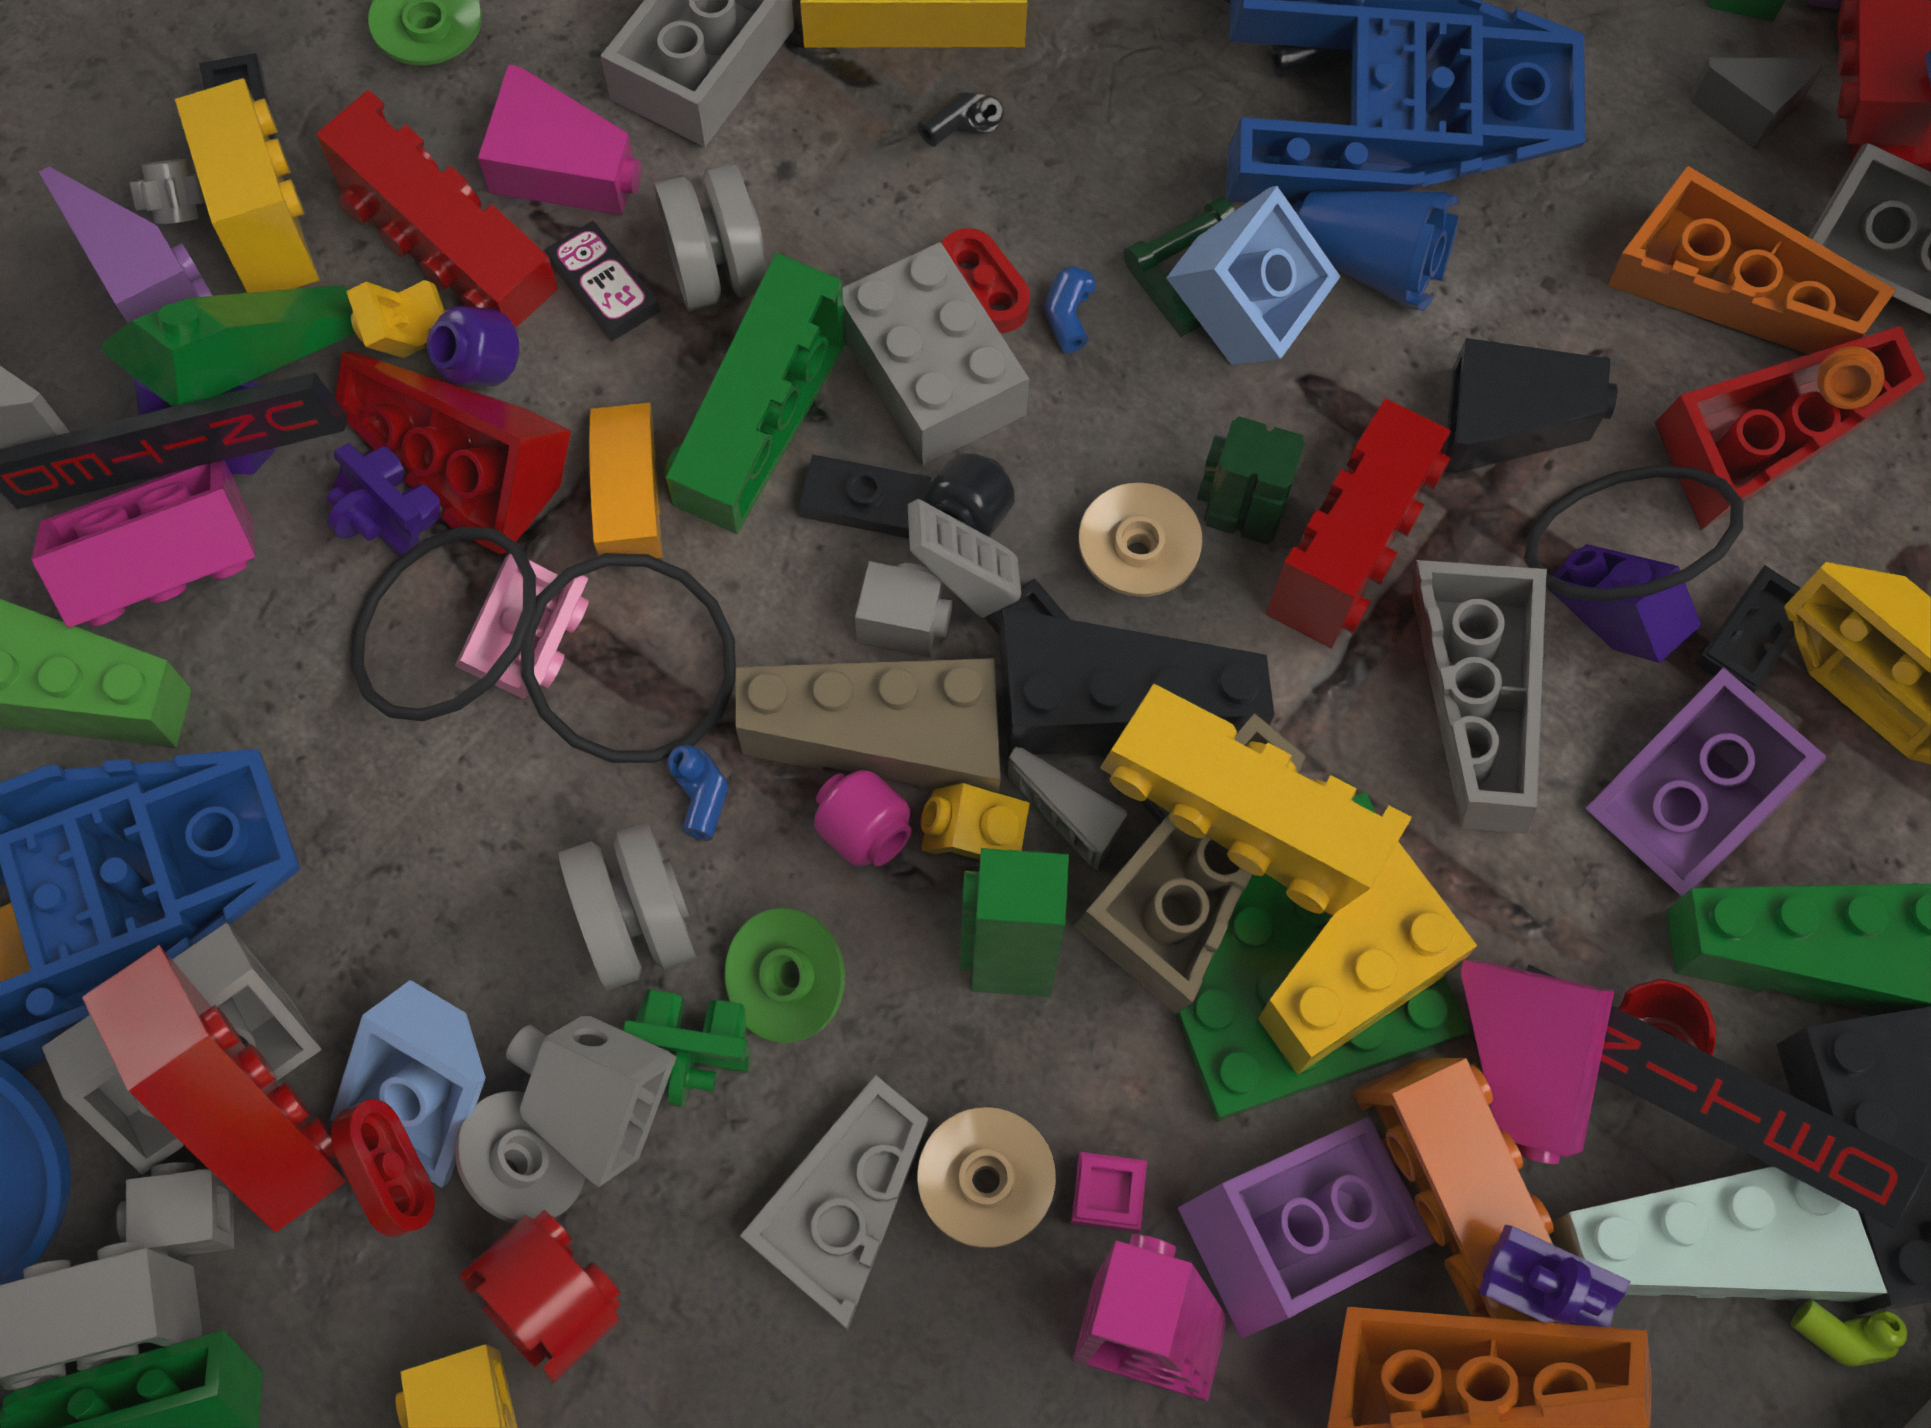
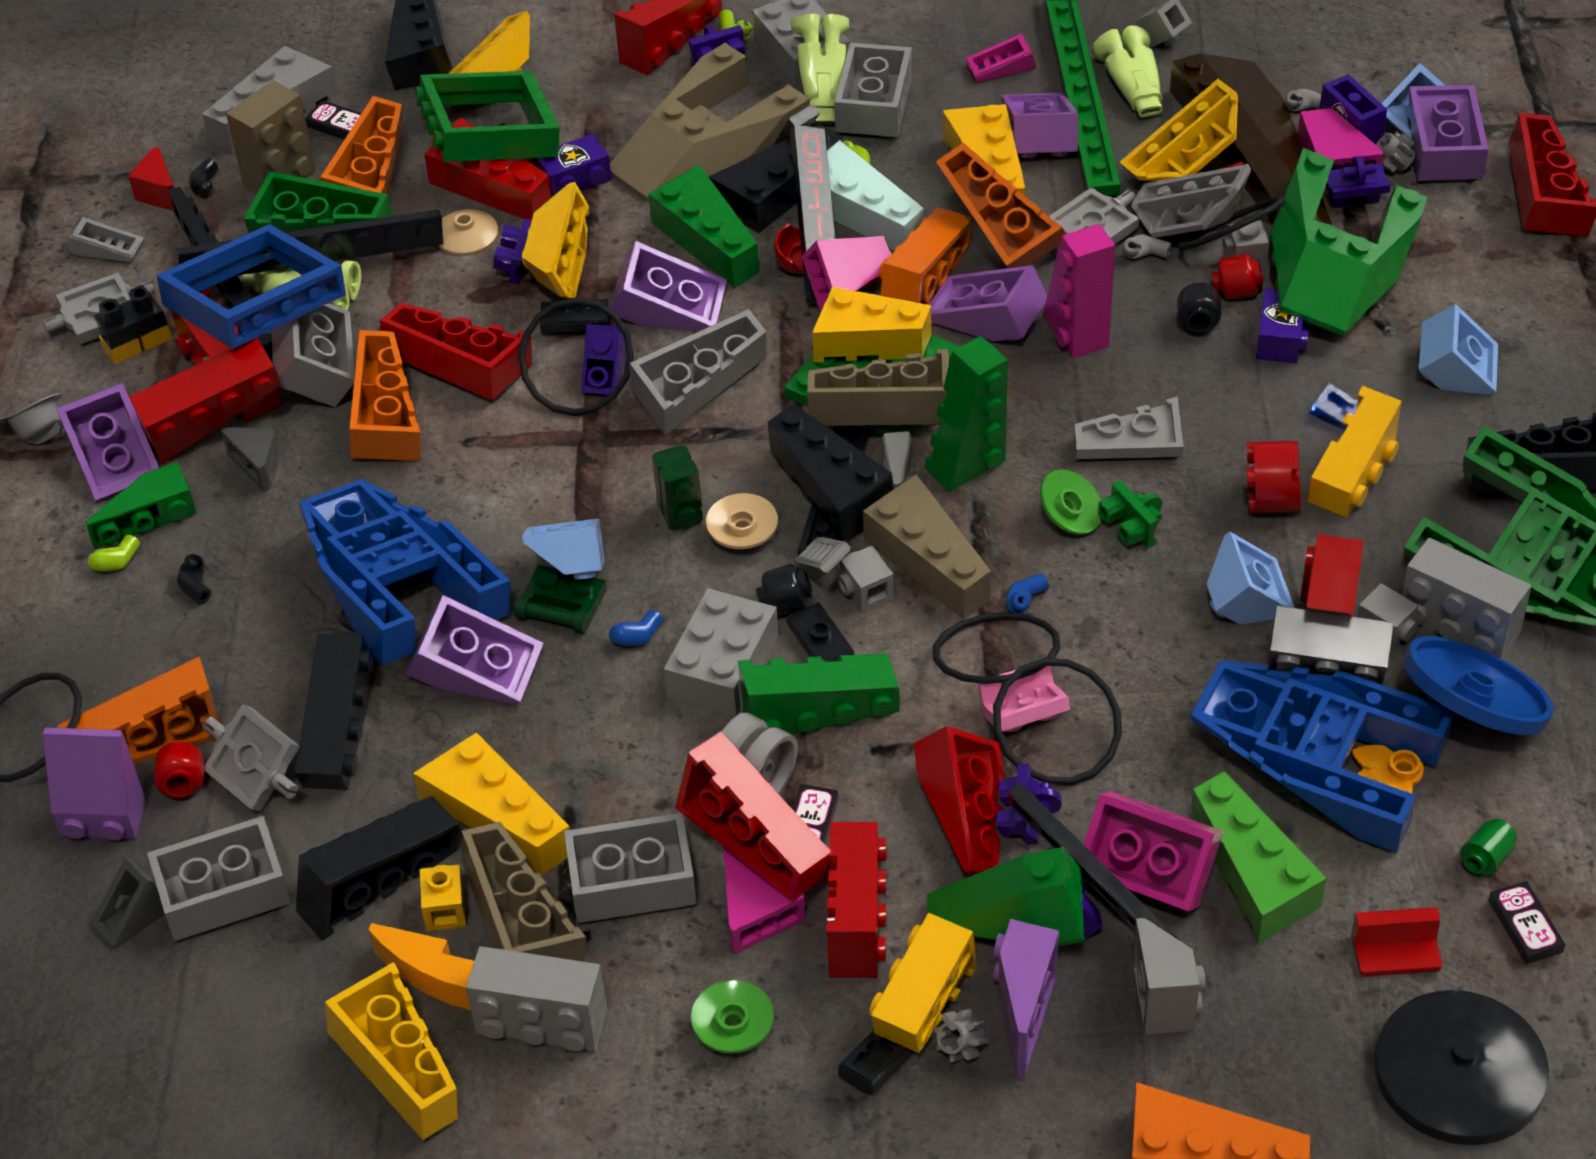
camera: 125 degrees left, 20 degrees down
(383, 1168) = (1290, 565): red plate -> none
(395, 320) = (919, 875): yellow bracket -> none
(473, 346) = (908, 823): dark purple head -> none
(499, 1133) = (1243, 520): light grey dish -> none
(591, 1092) = (1186, 515): light grey torso -> none
(594, 136) = (750, 818): none -> red wedge
(624, 481) = (911, 719): light orange slope -> none
(624, 906) = (1104, 554): light grey wheel -> none
(862, 818) = (979, 521): dark pink head -> none
(961, 113) = (557, 748): black arm -> none
(972, 818) = (945, 490): yellow bracket -> none
(993, 279) = (648, 672): red plate -> none
(994, 1142) = (1075, 396): tan dish -> none
(1109, 1192) = (1037, 369): dark pink tile -> none
(1178, 107) = (473, 654): none -> medium lavender slope
(1253, 802) = (855, 350): yellow wedge -> none
(1358, 520) = (624, 455): red wedge -> none
(1384, 238) = (488, 519): blue cone -> none
(1522, 402) = (534, 441): black slope -> none
(1550, 1282) = (943, 203): dark purple hips -> none
(1850, 377) = (434, 313): orange plate -> none

